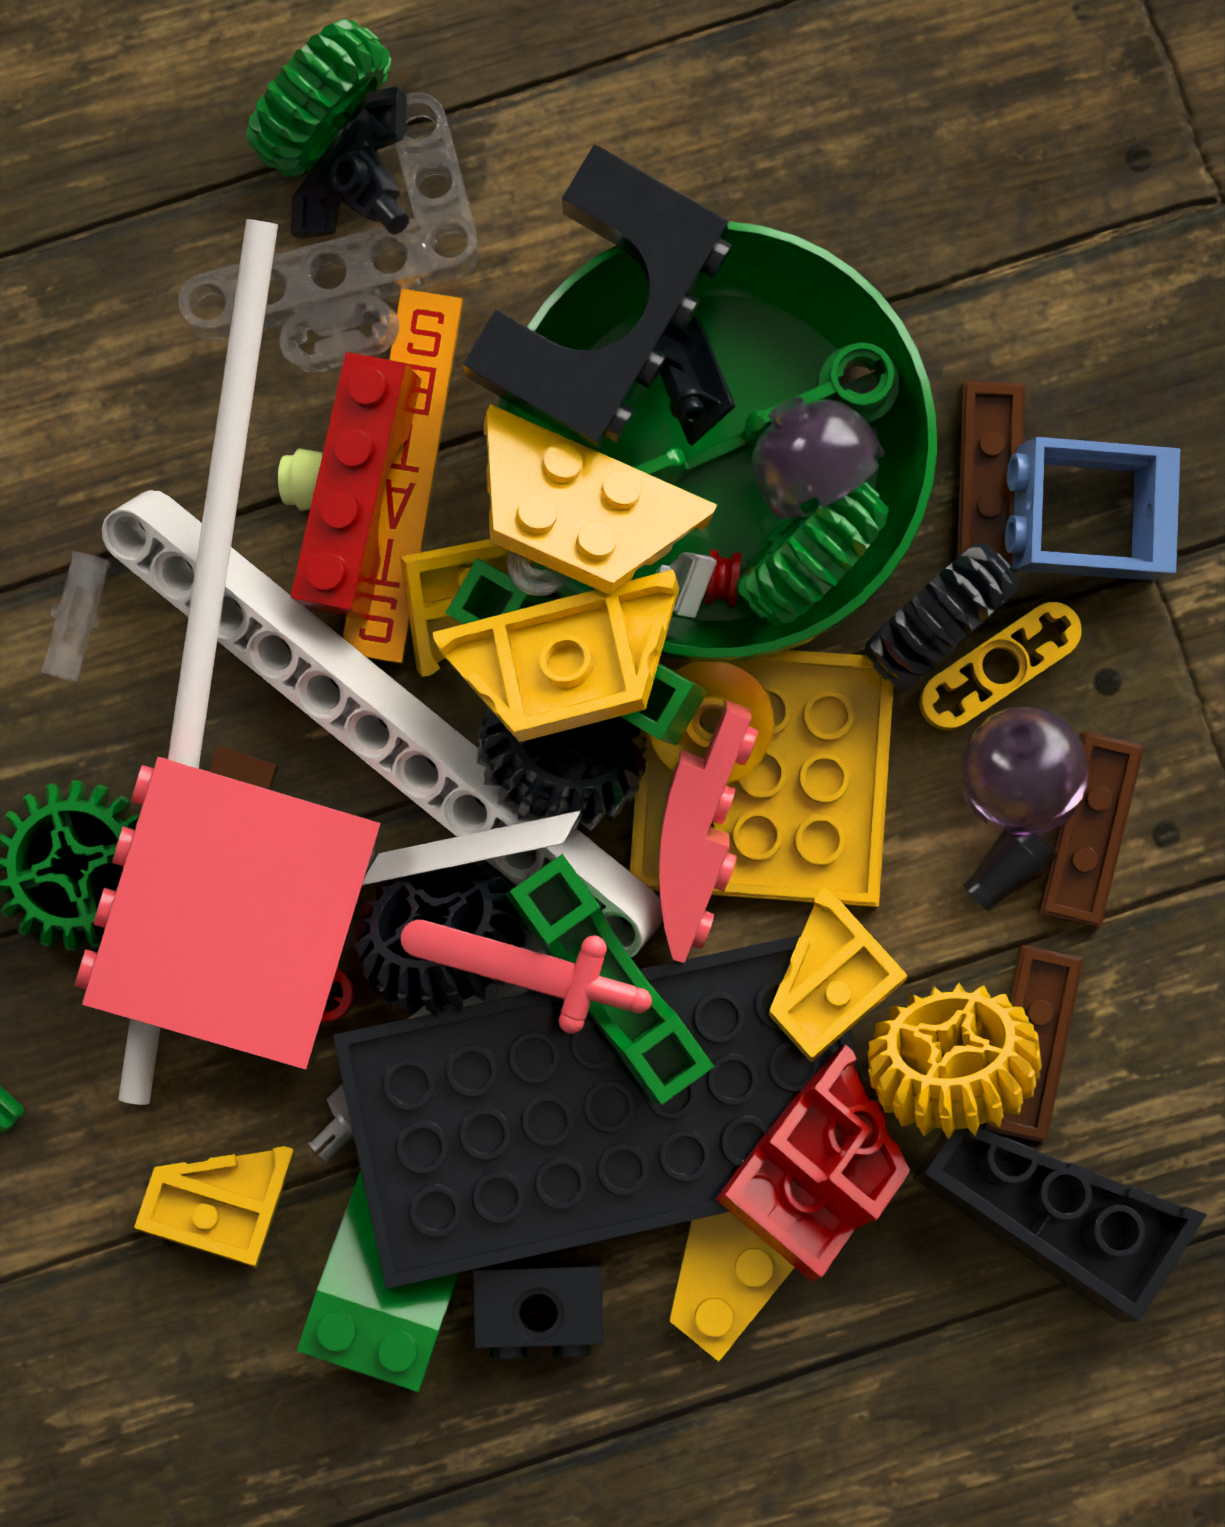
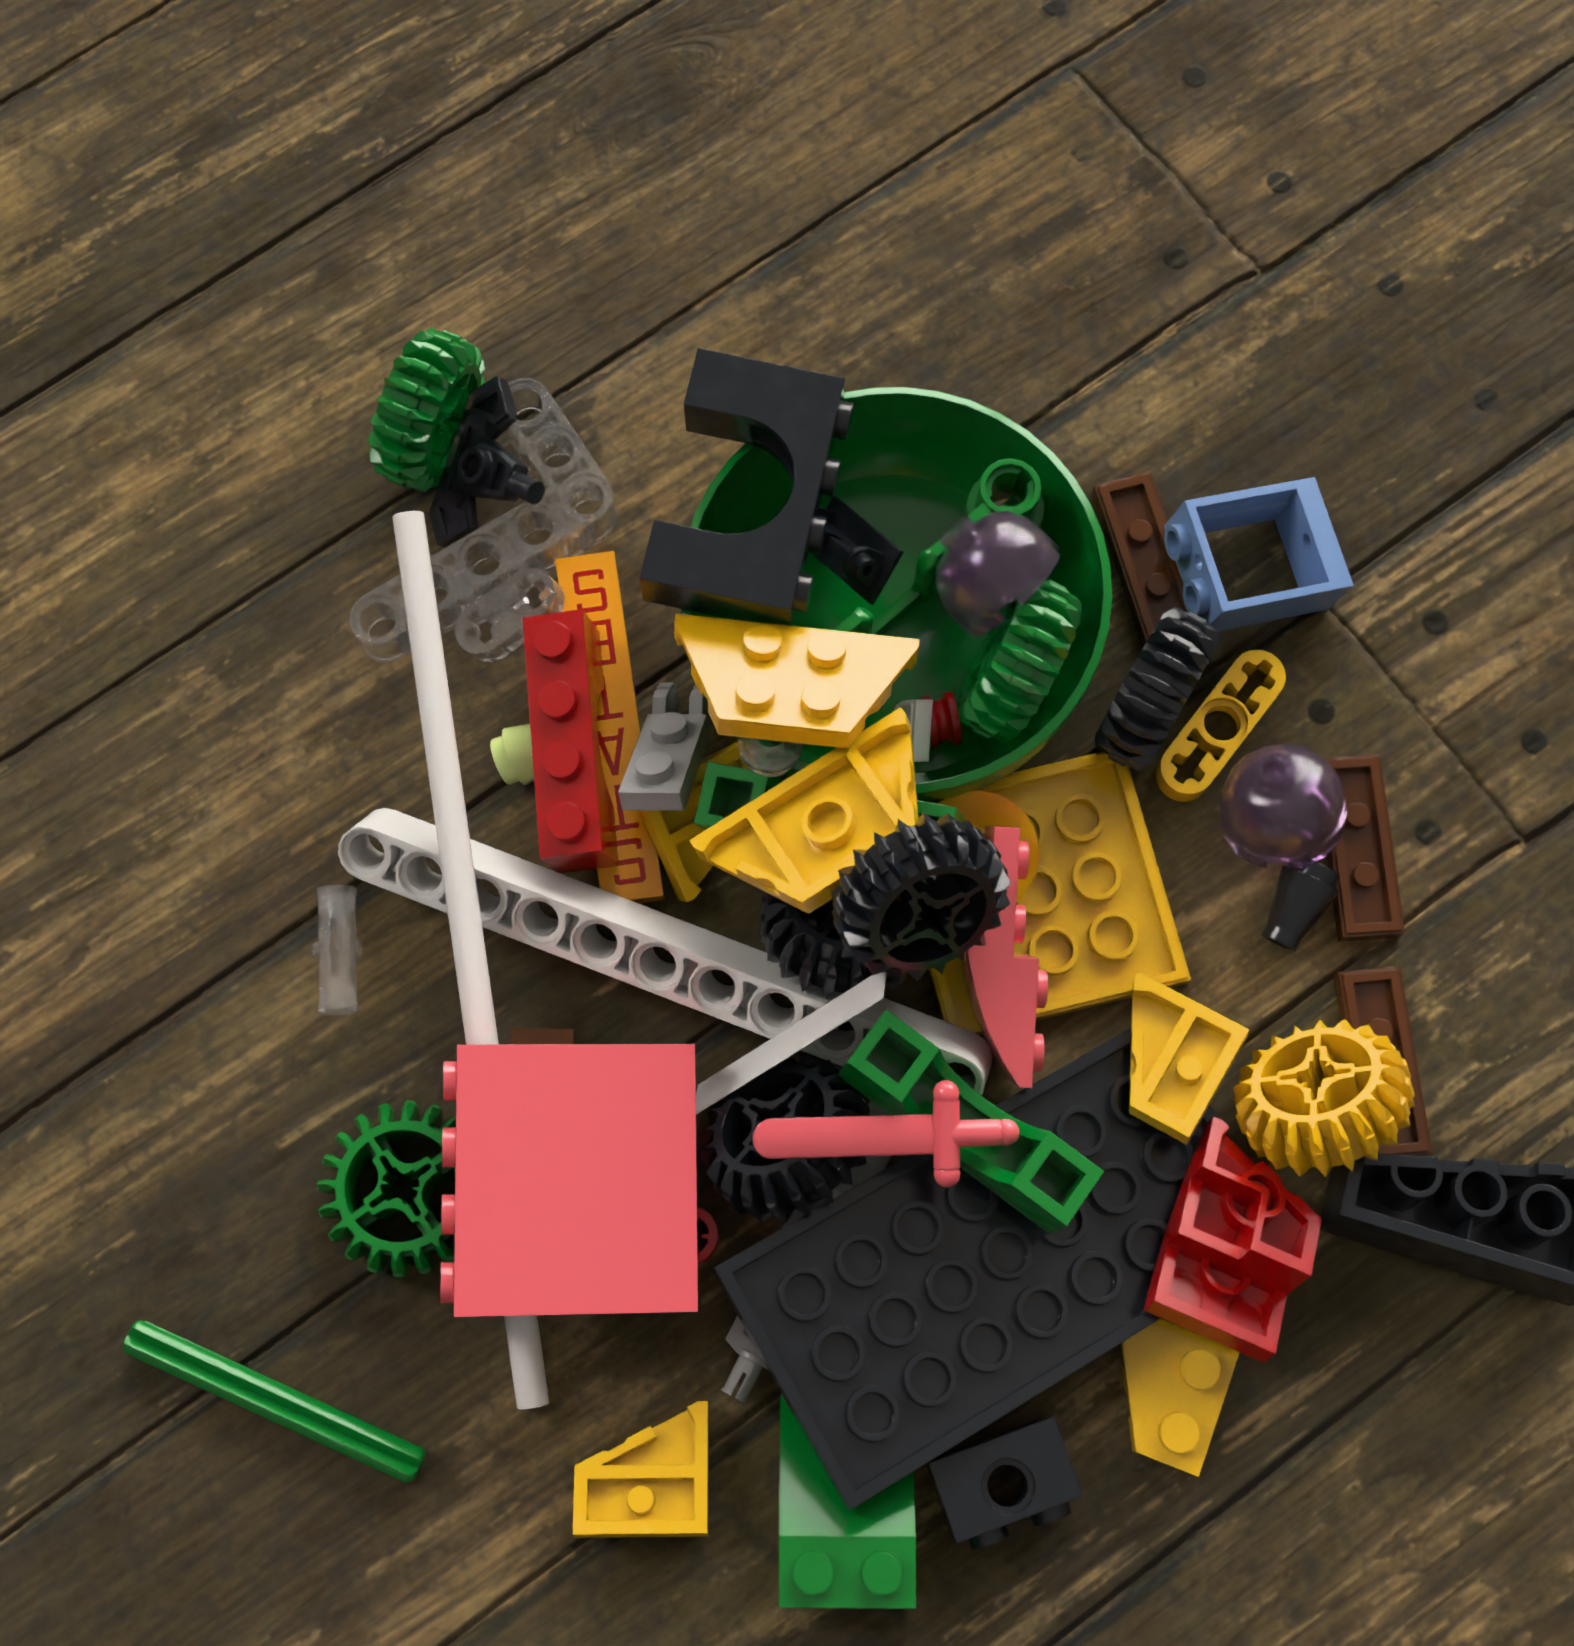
camera: 20 degrees left, 10 degrees down
(442, 530) = (666, 753): none -> light grey hinge
(627, 761) = (920, 897): none -> black gear

